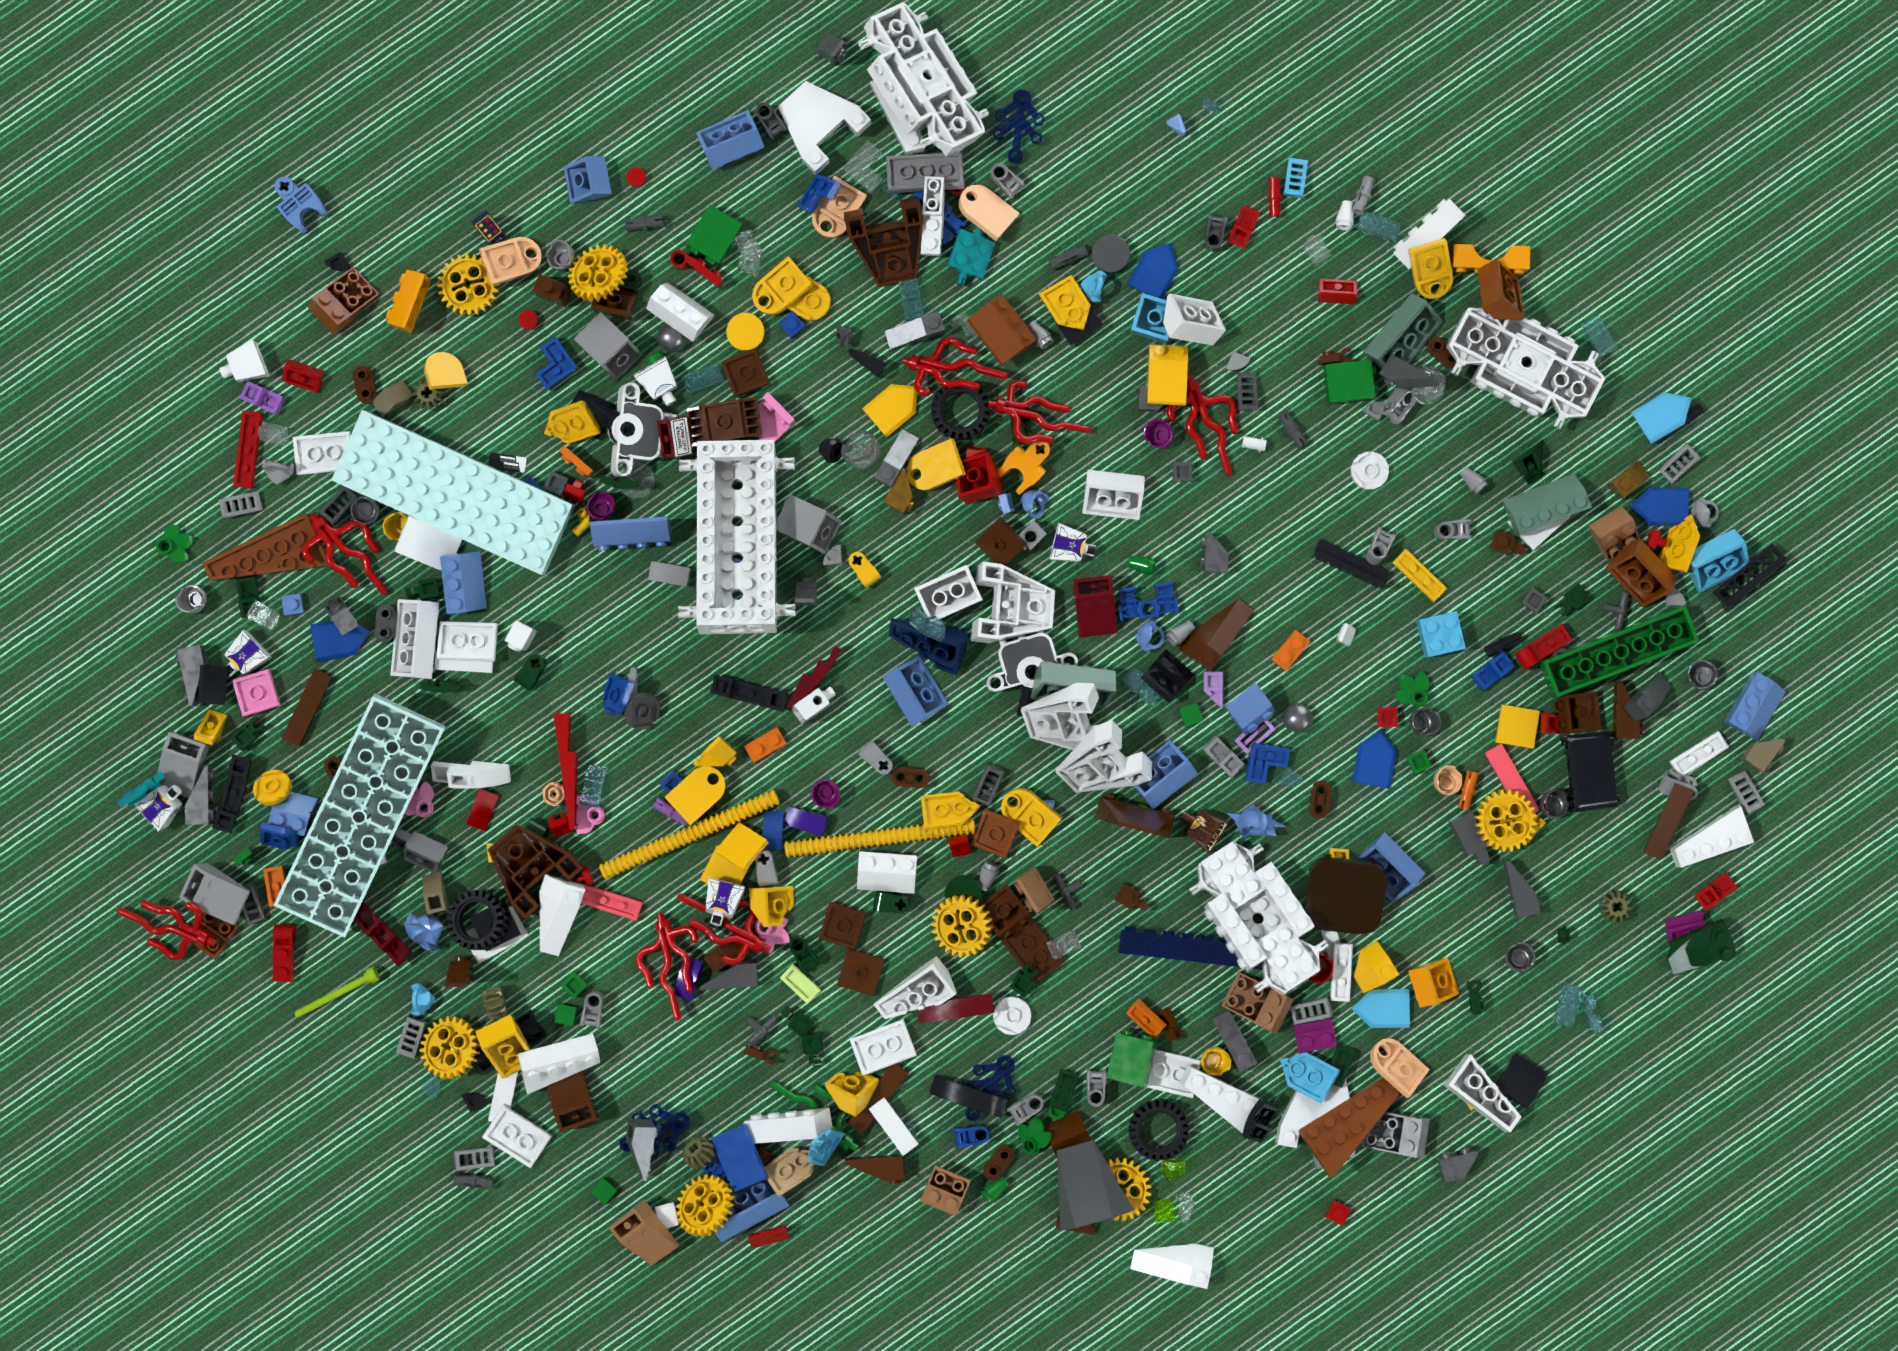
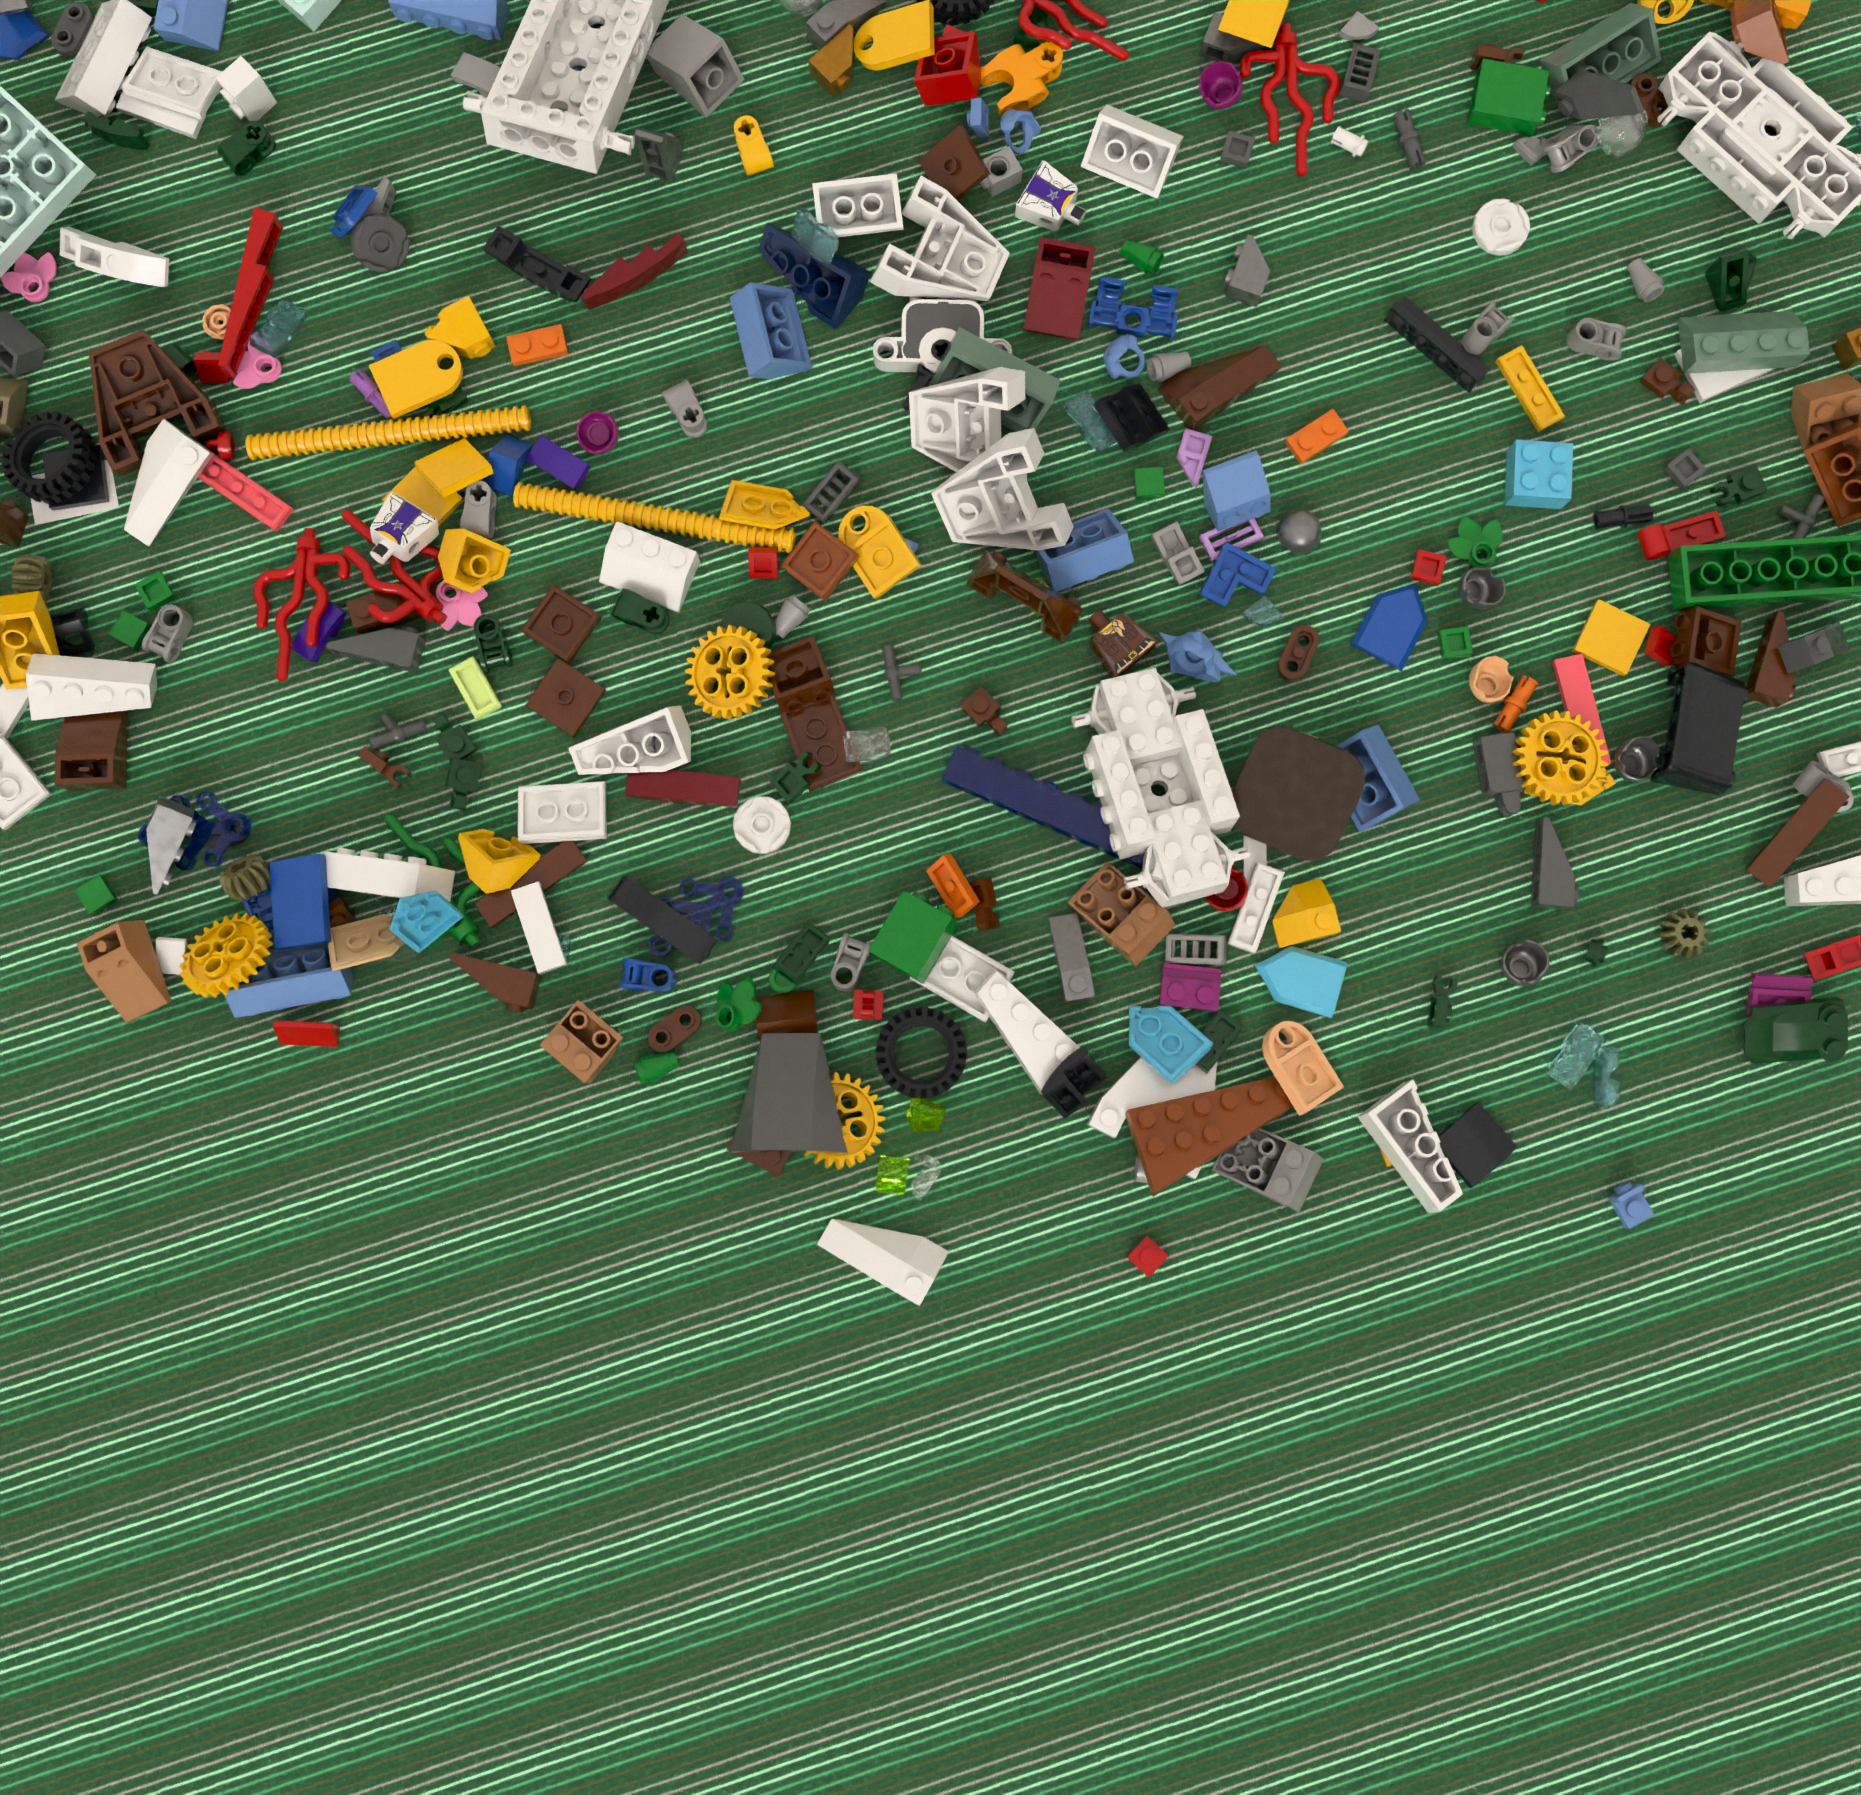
camera: 20 degrees right, 5 degrees down
(482, 809) = (113, 313): red slope -> none
(806, 709) = (618, 304): white torso -> none
(833, 556) = (717, 122): light grey tile -> none
(910, 777) = (726, 448): reddish brown plate -> none
(1025, 1109) = (737, 962): light grey piece -> none
(1034, 889) = (847, 650): medium nougat slope -> none
(1115, 1109) = (868, 1005): none -> red tile
(1215, 1061) = (1035, 977): yellow hair -> none
(1346, 634) = (1403, 437): white slope -> none
(1433, 982) = (1386, 961): light orange slope -> none
(1456, 1165) = (1343, 1240): flat silver slope -> none
(1492, 671) = (1597, 550): blue slope -> none
(1629, 1087) = (1630, 1204): none -> medium blue bracket

